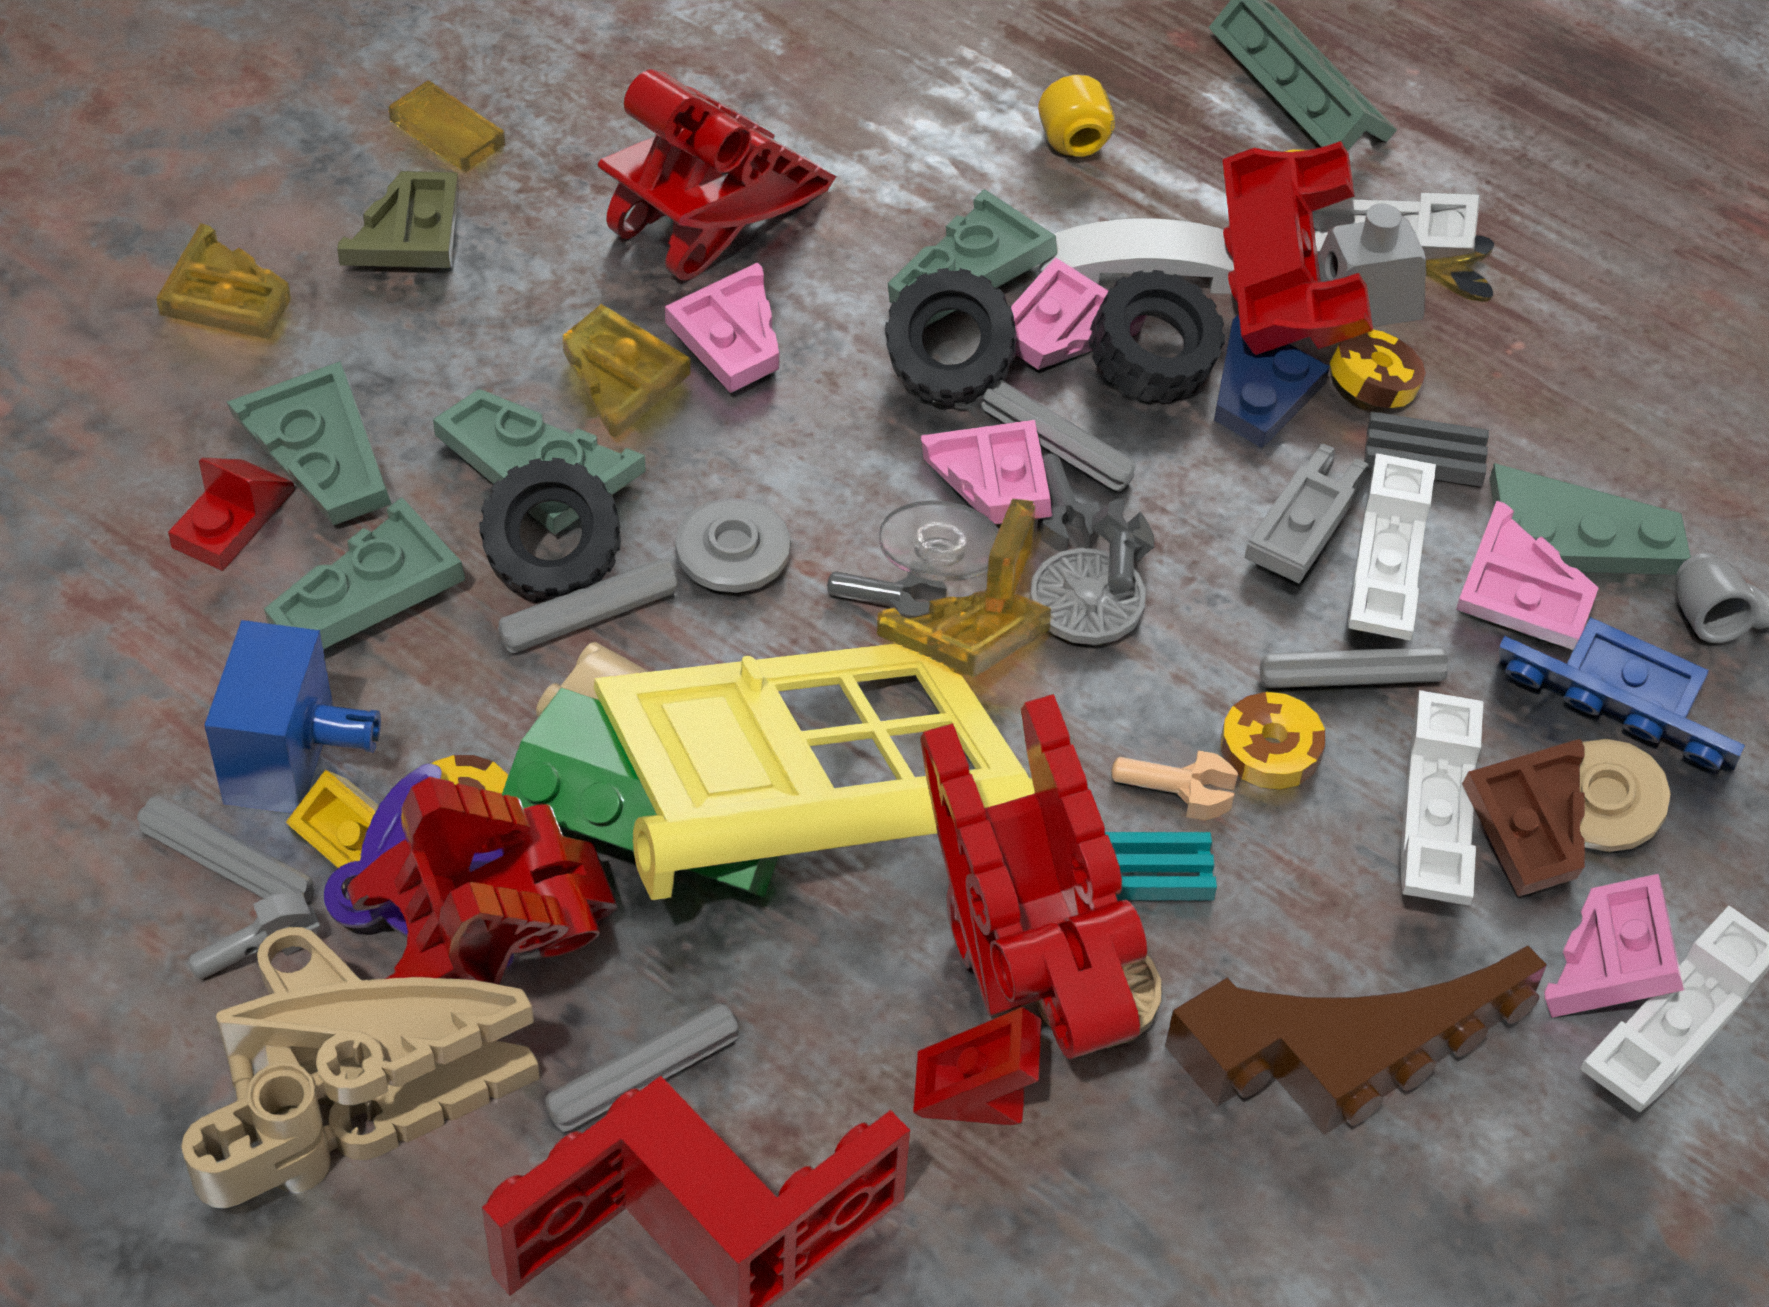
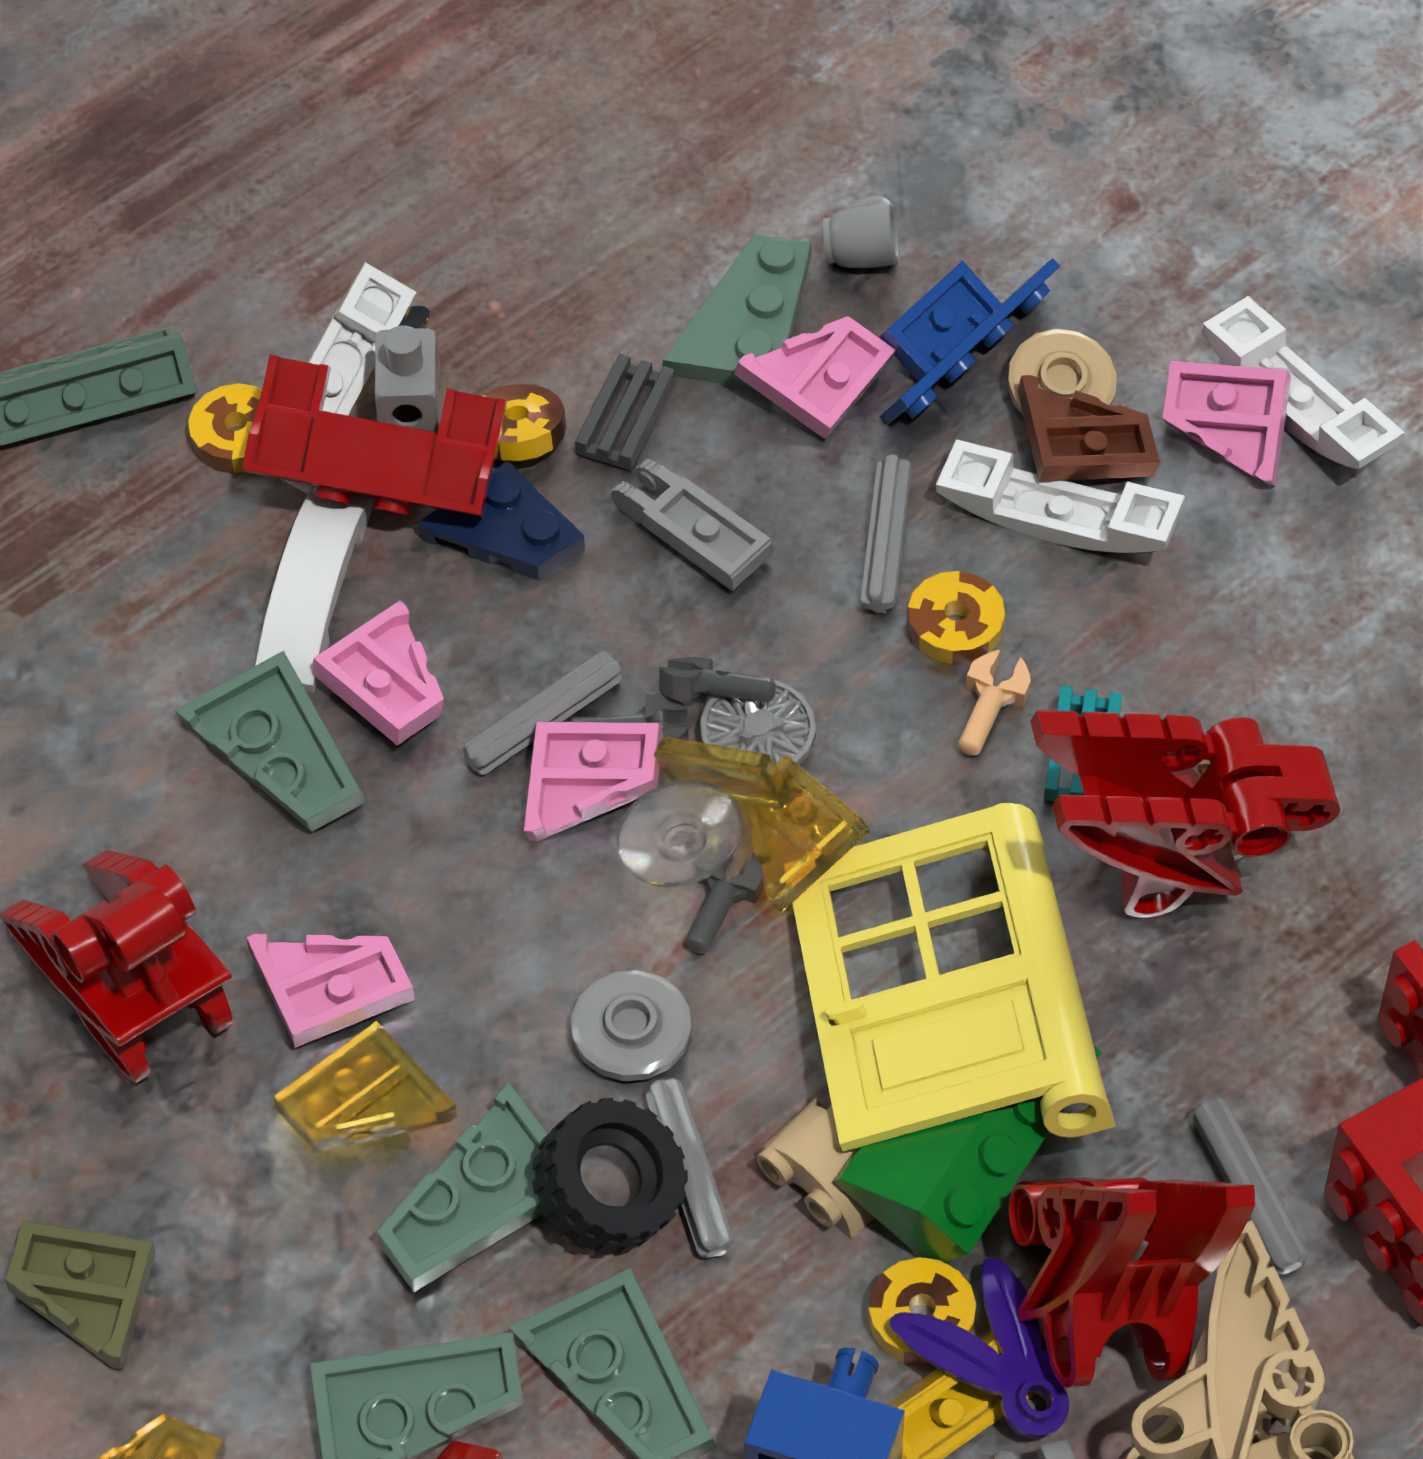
camera: 75 degrees left, 5 degrees up
(940, 293) = (447, 736): black tyre -> none
(980, 1071) = (1300, 908): red slope -> none
(1076, 115) = (93, 599): yellow head -> none
(1173, 302) = (438, 628): black tyre -> none
(1344, 1051) = (1315, 630): reddish brown arch -> none
(1391, 547) = (760, 475): white slope -> none

